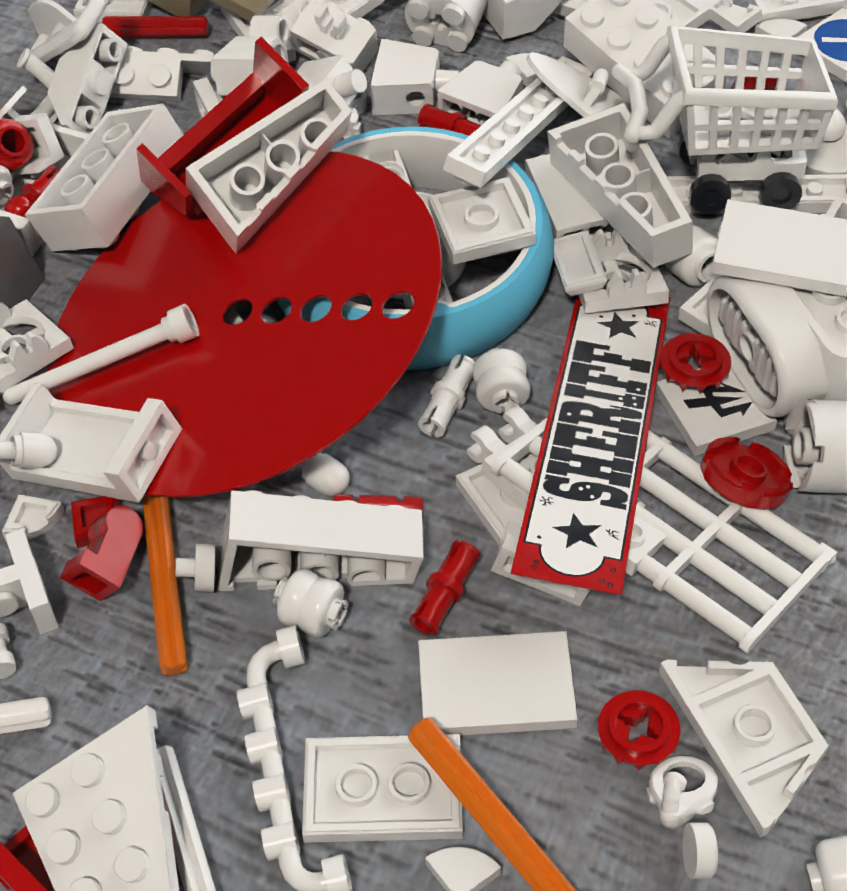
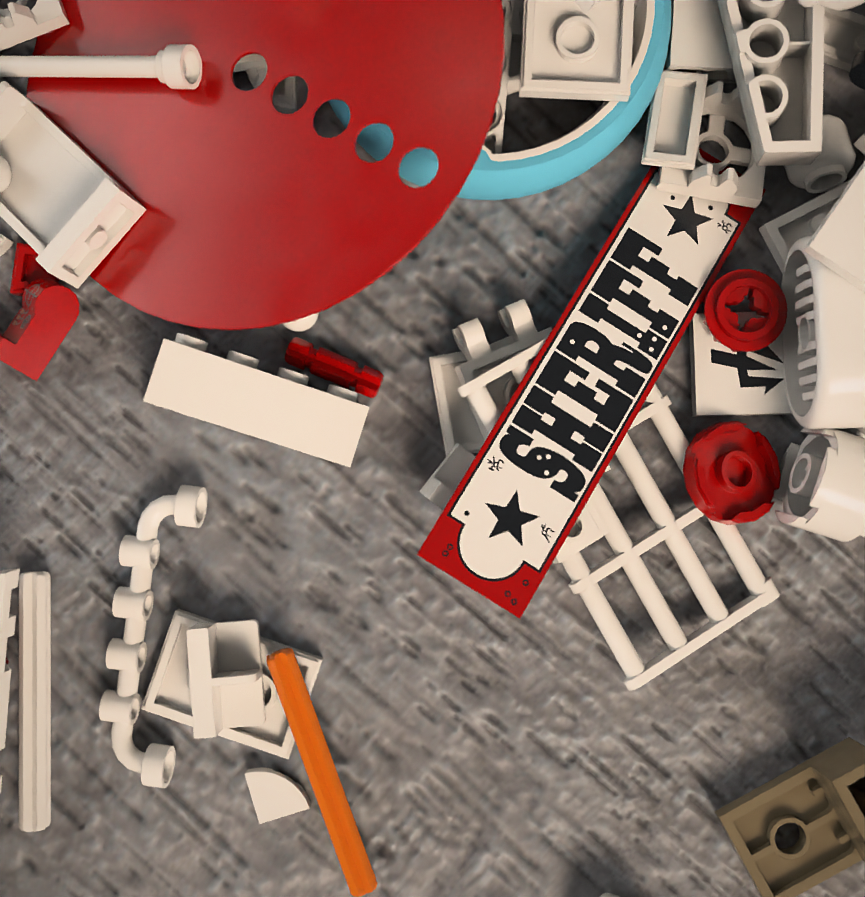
camera: 15 degrees right, 35 degrees up
(164, 586) = (87, 387): orange axle -> none
(200, 567) = (126, 381): white tile -> none
(310, 602) = (223, 467): white piece -> none
(376, 767) = (225, 676): none -> white panel
(444, 588) = (366, 493): red pin -> none
(447, 396) = (460, 246): white pin -> none
(498, 683) = (378, 615): white tile -> none
(501, 380) = (522, 254): white piece -> none
(631, 709) = (489, 740): red gear -> none
(667, 792) = (489, 809): white piece -> none
(699, 850) = (493, 860): white tile -> none
(750, 731) = (597, 758): white wing -> none

